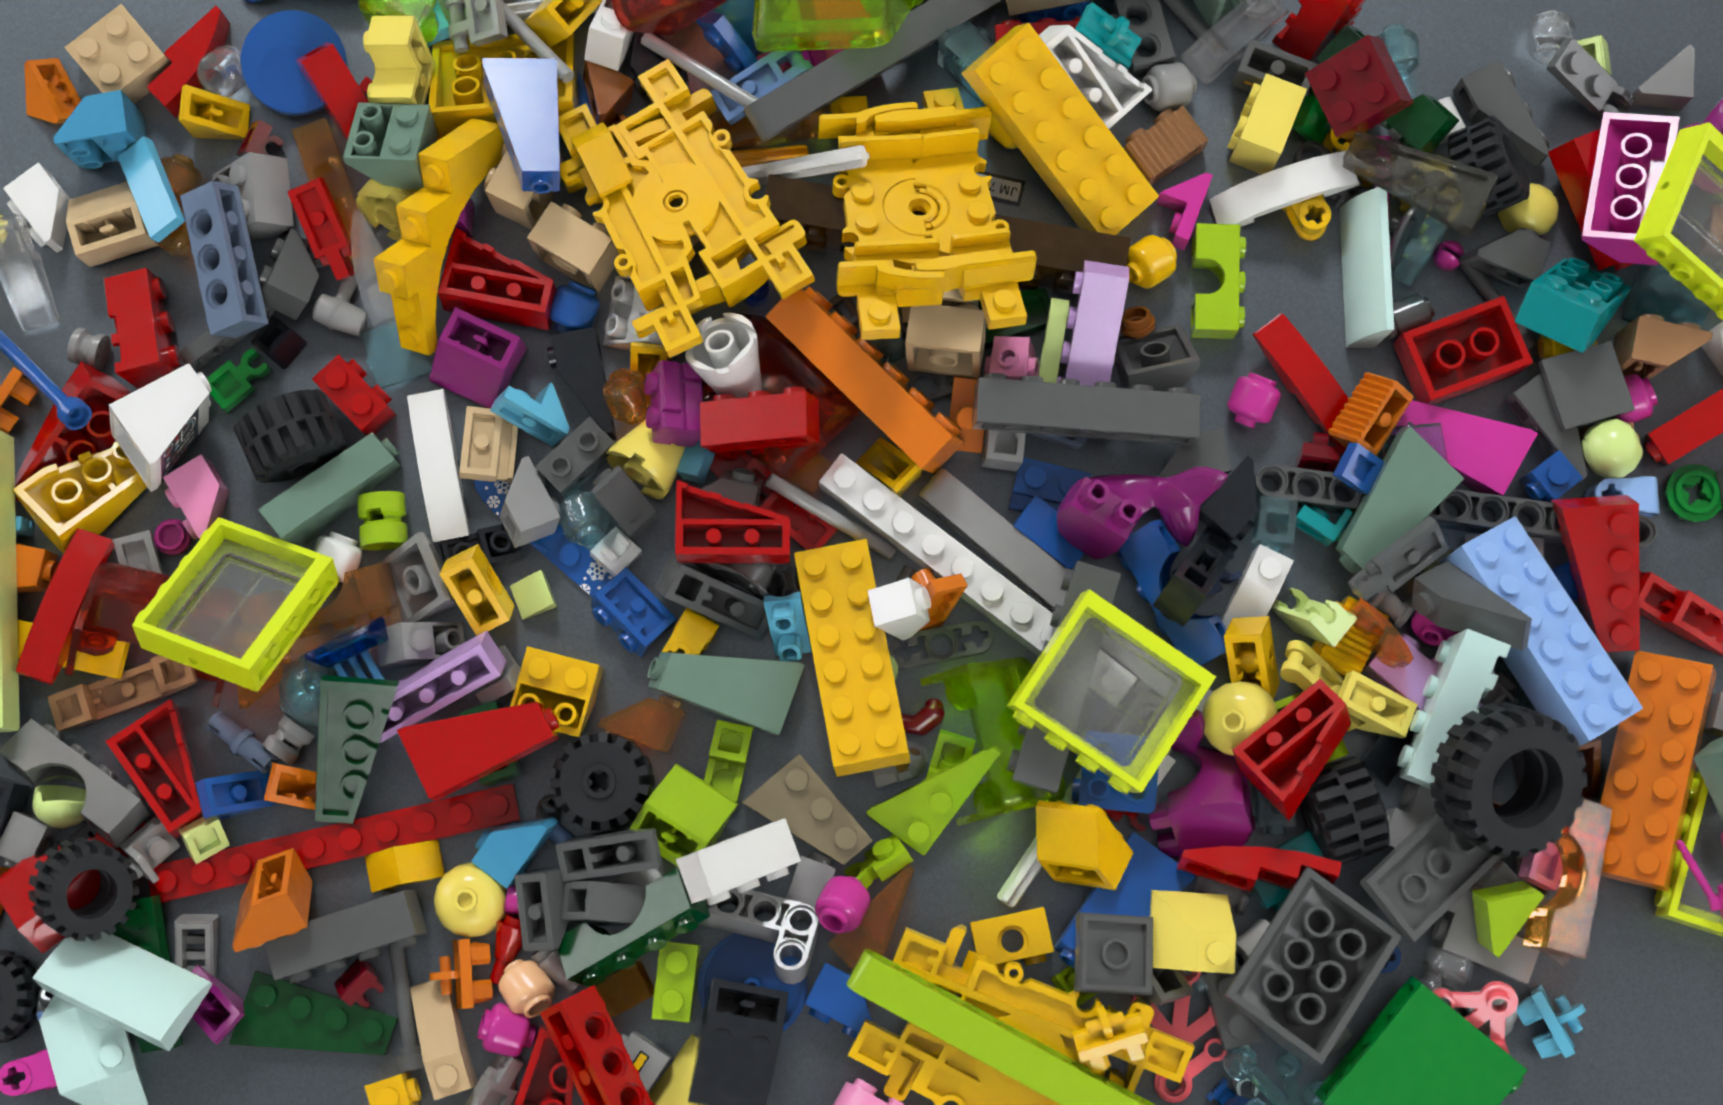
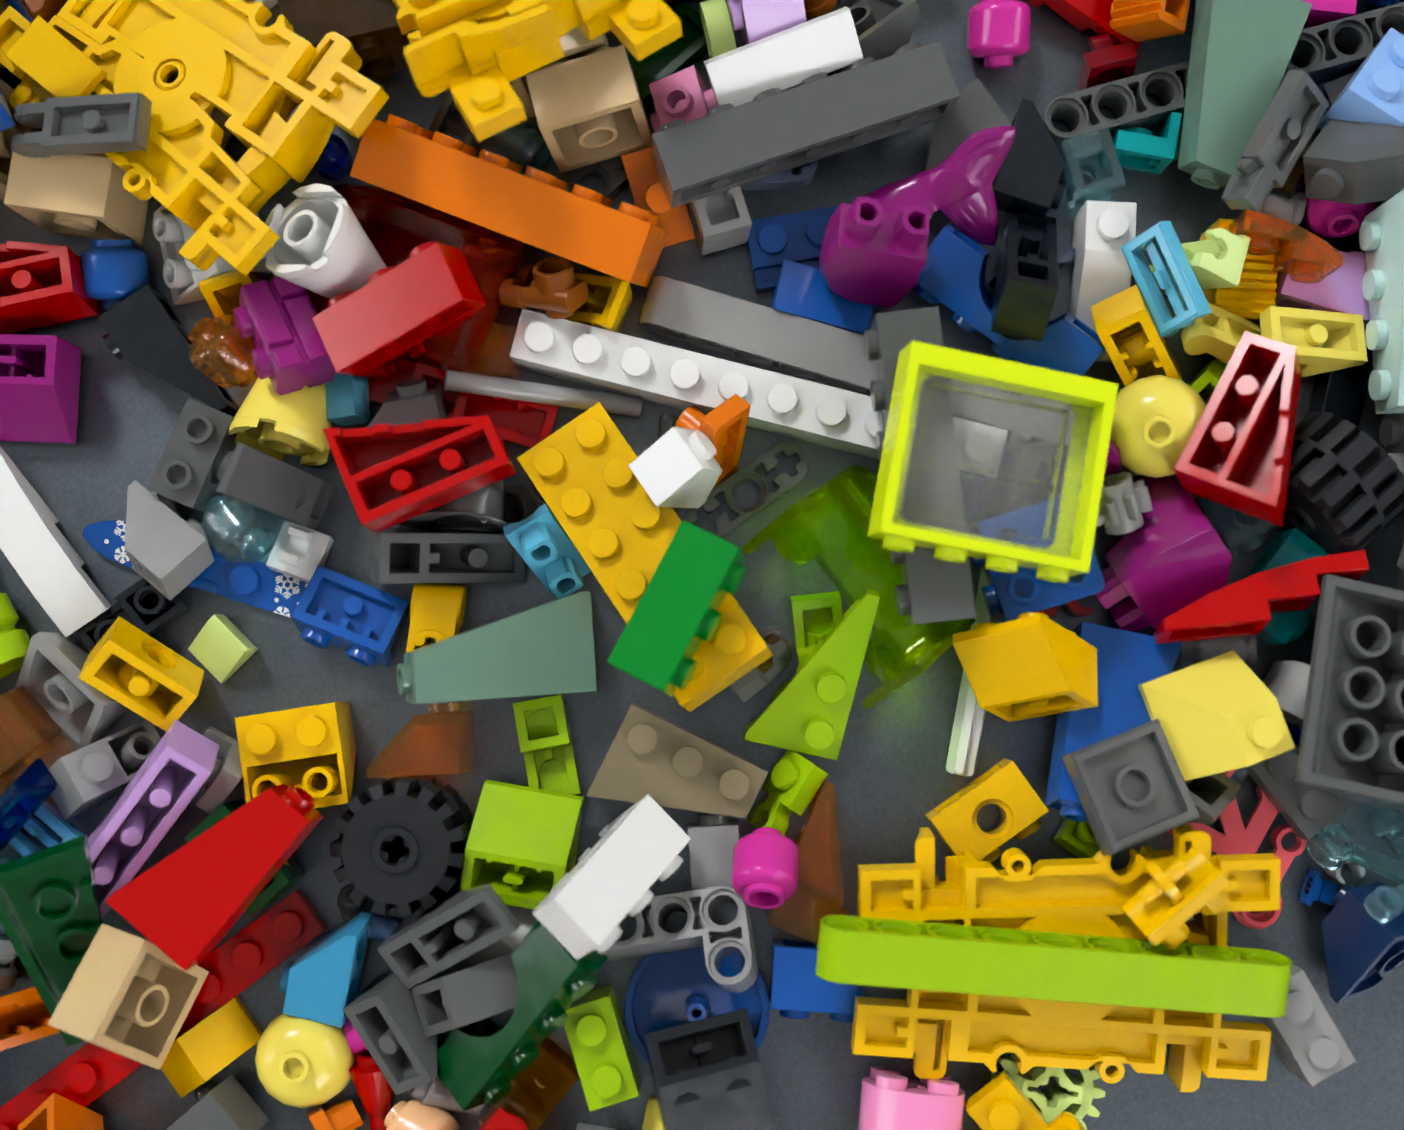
camera: 15 degrees left, 5 degrees up
(378, 803) = (128, 997): none -> tan brick
(487, 446) = (82, 486): tan plate -> none
(538, 417) = (131, 428): medium azure slope -> none
(606, 212) = (84, 125): none -> dark grey hinge
(860, 700) = (679, 609): none -> green brick
(864, 445) = (546, 286): none -> dark orange plate
(925, 719) = (767, 591): dark red arm -> none
(1091, 362) = (785, 58): none -> white tile
(1189, 759) = (1122, 504): none -> light grey gear
(1291, 620) = (1173, 275): none -> medium azure tile
(1358, 468) = (1170, 52): blue tile -> none

